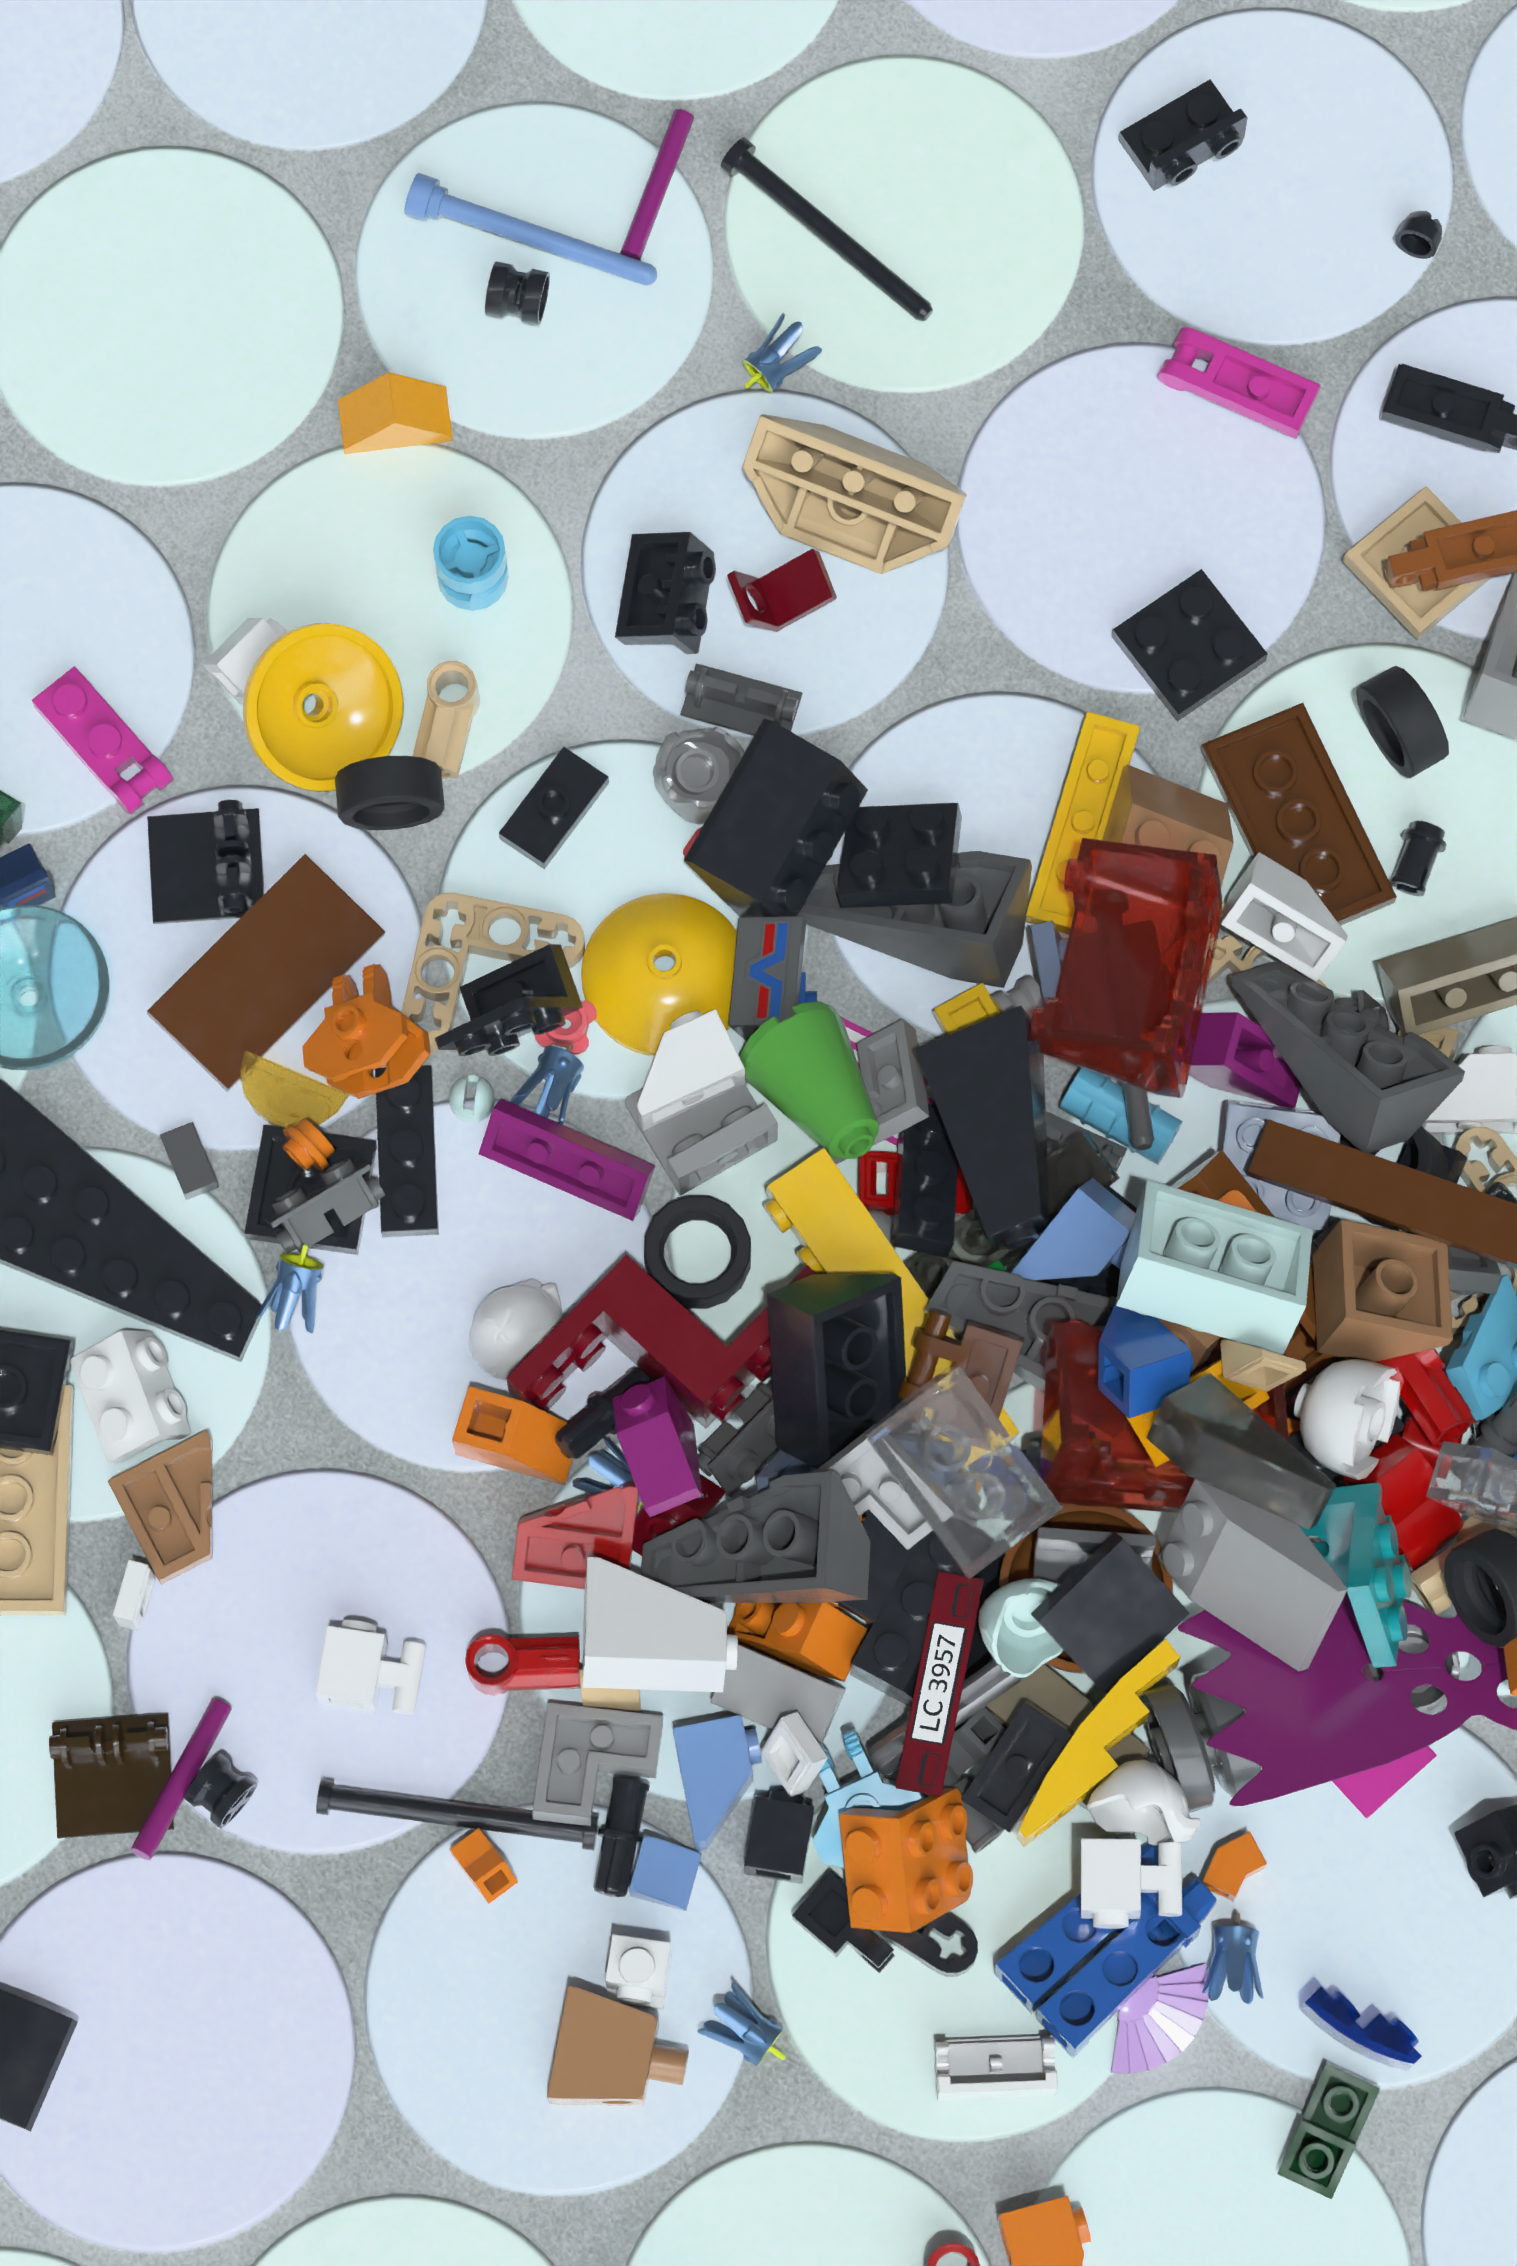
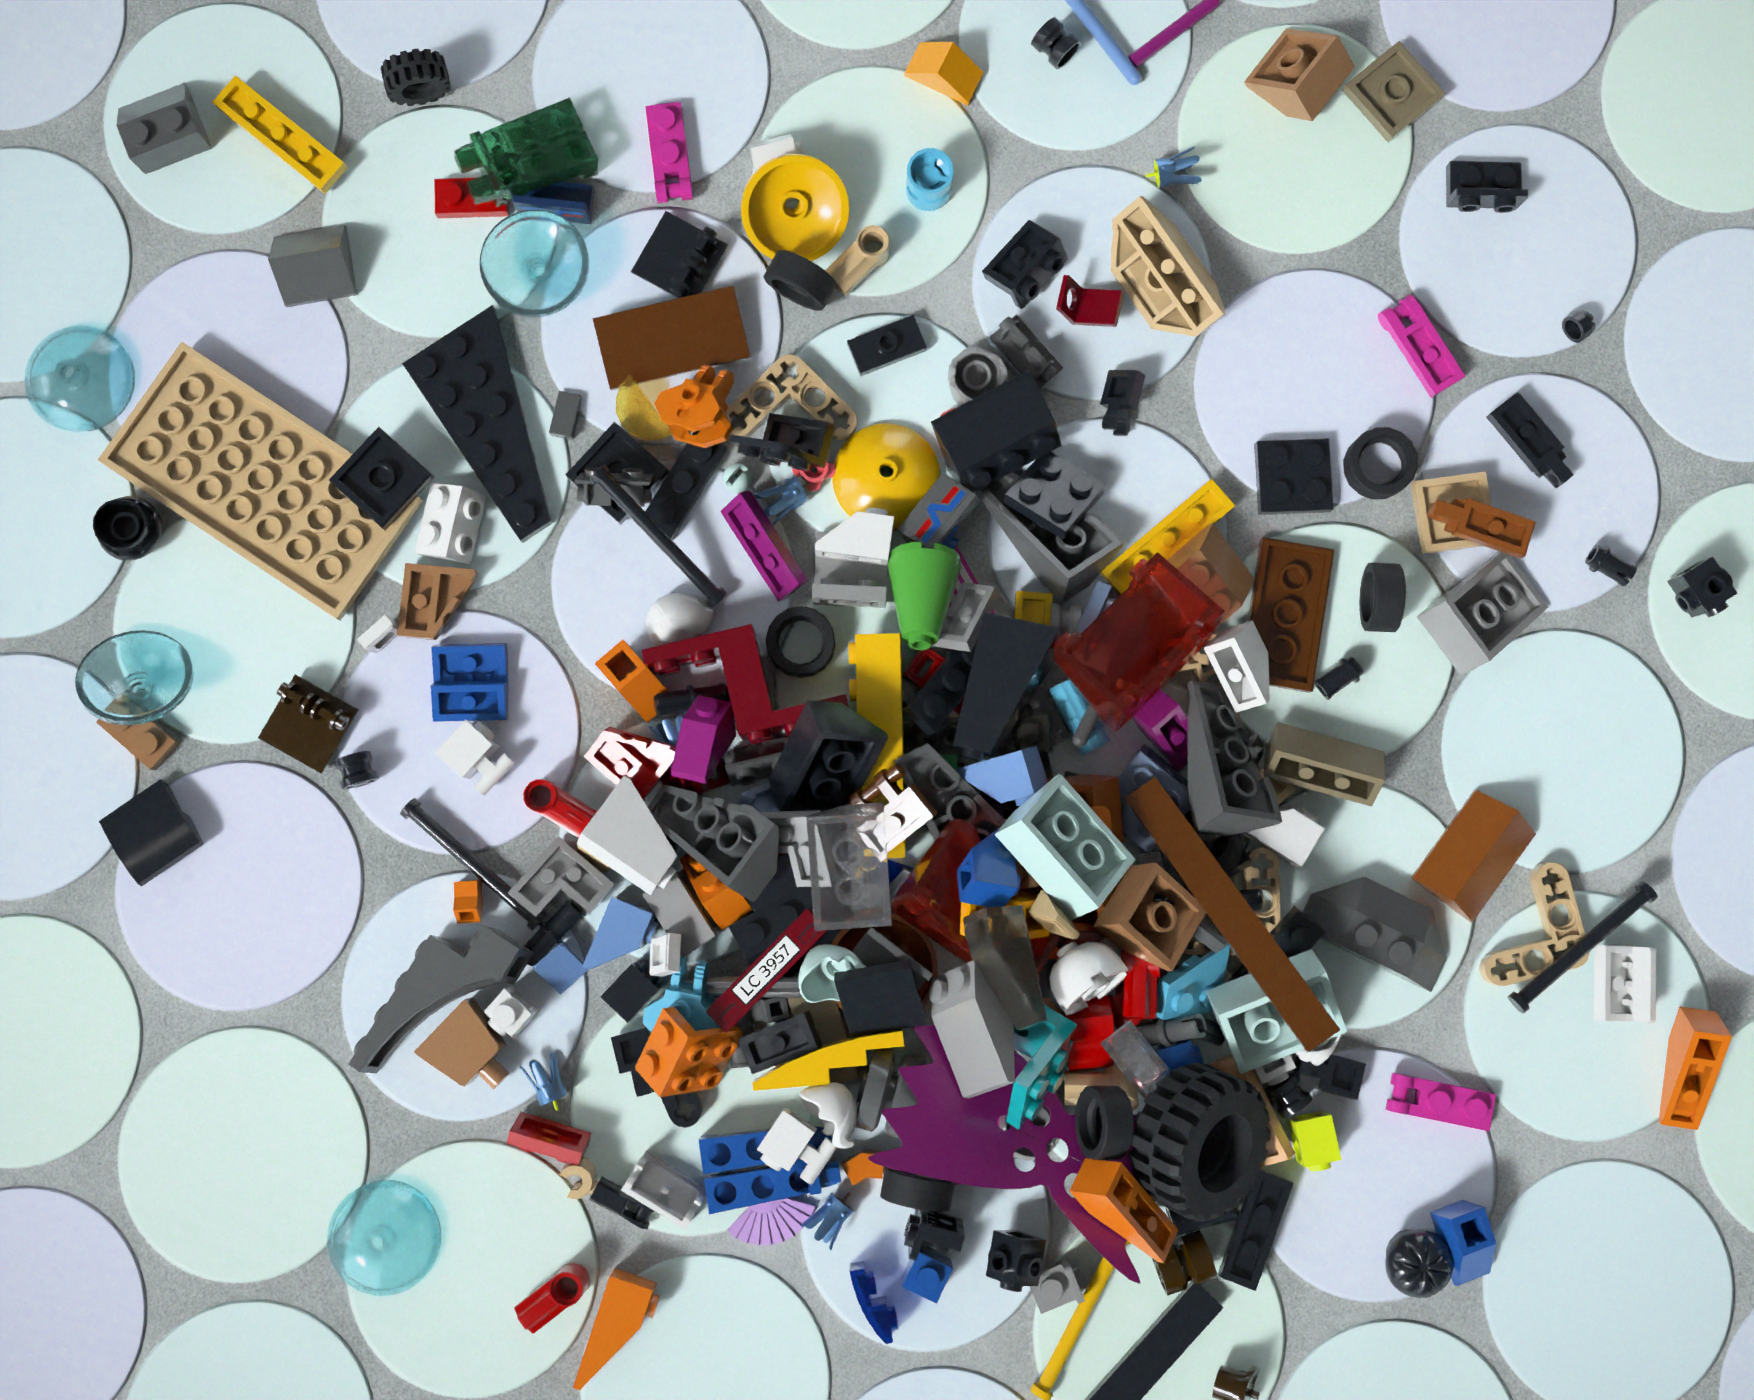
camera: 30 degrees right, 10 degrees up
(180, 1779) = (340, 749): magenta bar -> none
(294, 1274) = (576, 516): flat silver piece -> none
(294, 1583) = (469, 682): none -> blue slope
(307, 1145) = (625, 449): orange plate -> none
(510, 1990) = (434, 980): none -> dark grey arch
(540, 1263) = (657, 535): none -> black bar
(741, 159) = (1229, 45): black bar -> none
(817, 2094) = (549, 1138): none -> red plate
(856, 139) = (1301, 72): none -> medium nougat slope
(898, 680) = (1119, 395): none -> black plate
(925, 2122) = (605, 1193): none -> black piece
(990, 90) = (1393, 91): none -> dark tan plate
(1291, 519) = (1399, 443): none -> black tyre
(1319, 1840) = (916, 1191): none -> black tyre
(1329, 2130) = (820, 1341): dark green slope -> none
(1376, 1879) = (938, 1228): none -> black bracket
(1406, 1945) = (927, 1274): none -> blue brick

